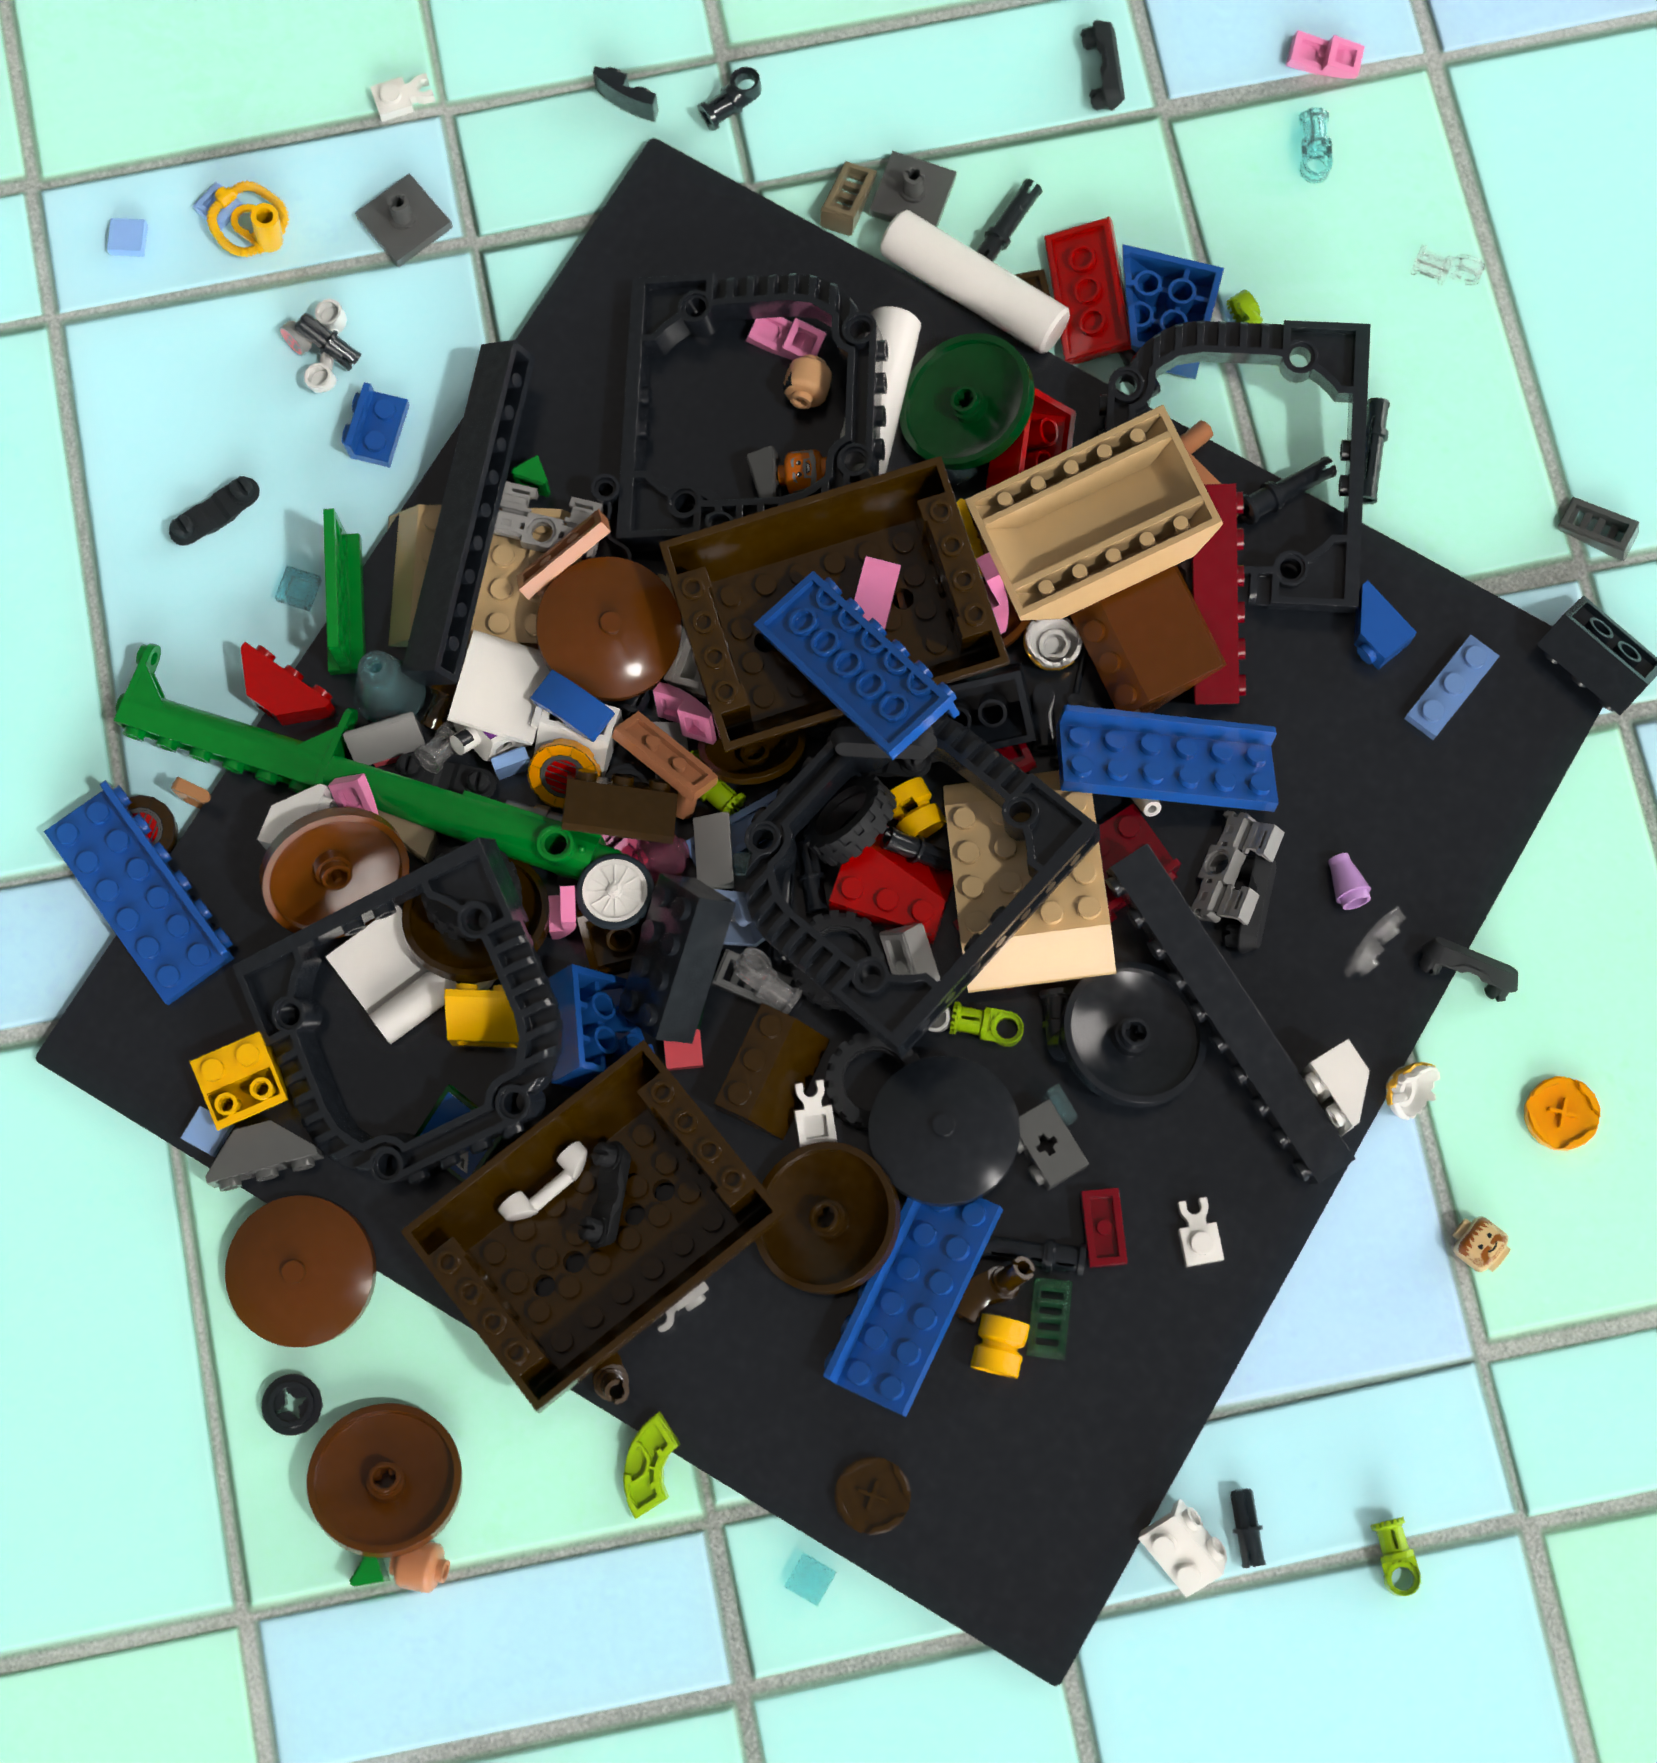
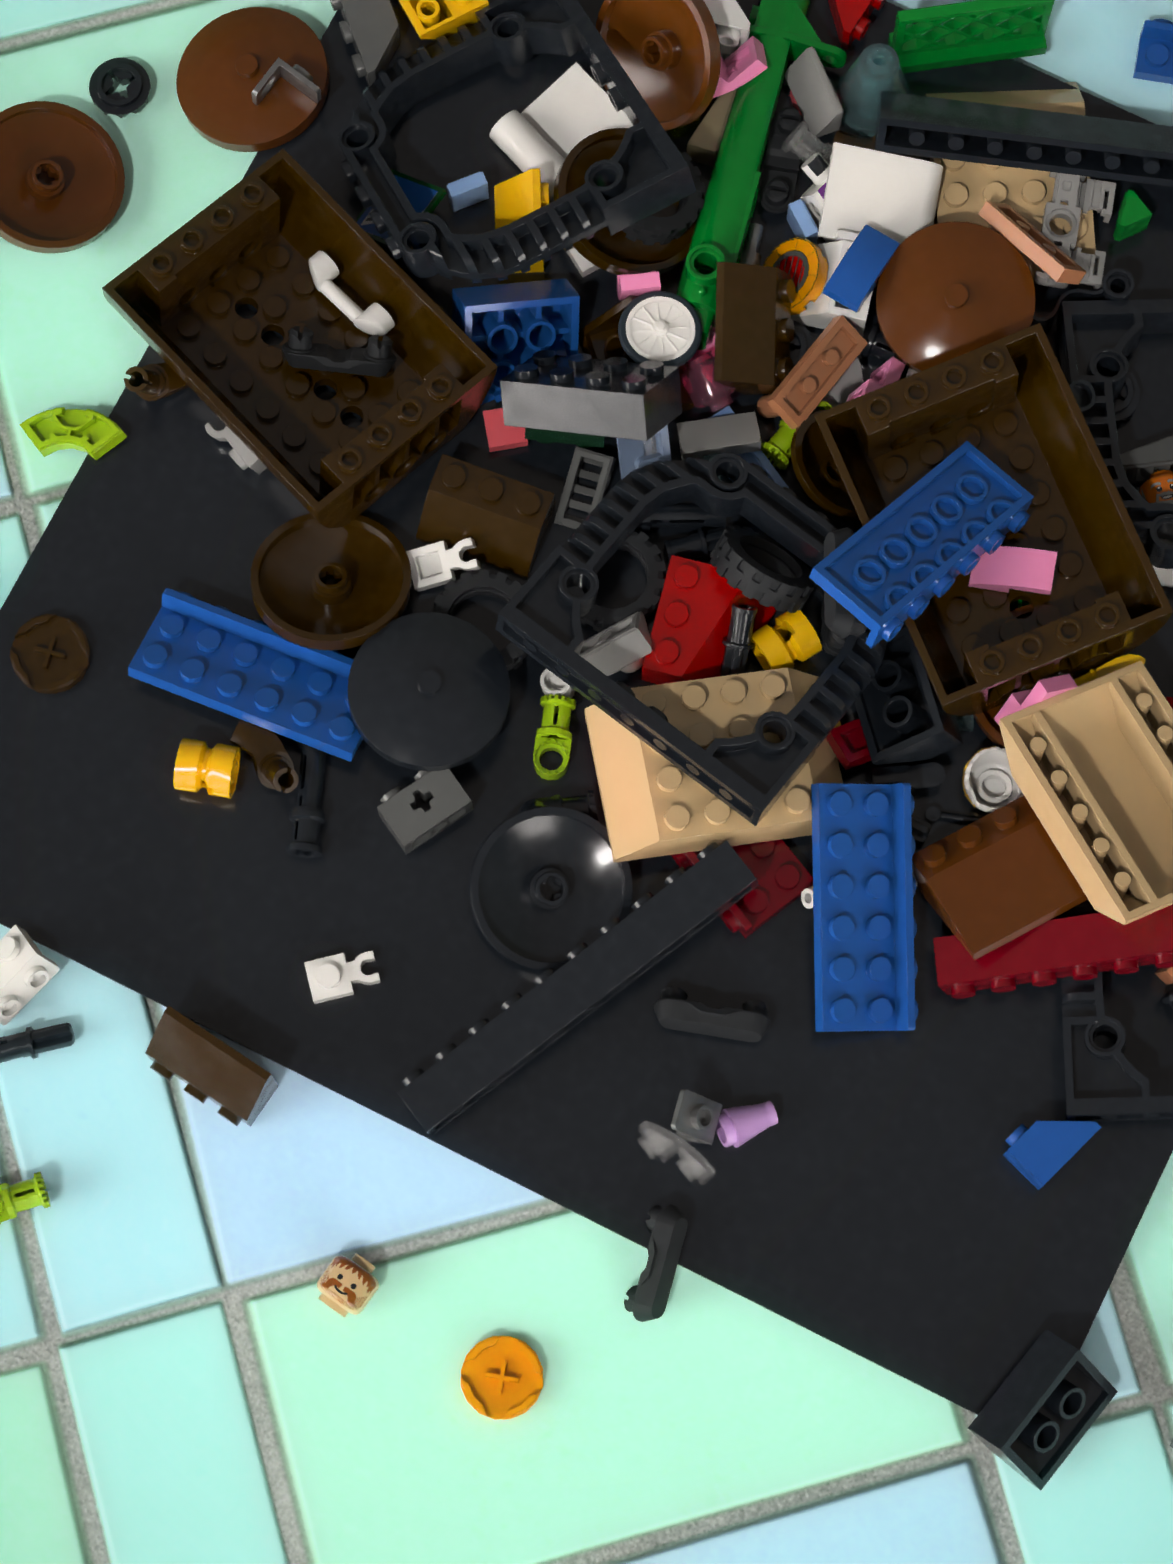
camera: 85 degrees right, 0 degrees up
(313, 1222) = (294, 75): none -> flat silver bracket
(444, 1067) = (467, 191): none -> light blue tile
(765, 981) = (578, 499): clear connector -> none
(1049, 1285) = (255, 806): clear green slope -> none
(1061, 1104) = (468, 818): clear light blue tile -> none
(1103, 1227) = (339, 872): dark red plate -> none
(1218, 890) = (713, 973): light grey piece -> none
(1283, 1358) = (209, 1068): none -> dark brown slope
(1339, 1084) = (507, 1110): white slope -> none
(1348, 918) = (695, 1117): none -> flat silver bracket
(1411, 1088) = (512, 1200): white hair -> none
(1451, 687) = (988, 1238): medium blue plate -> none

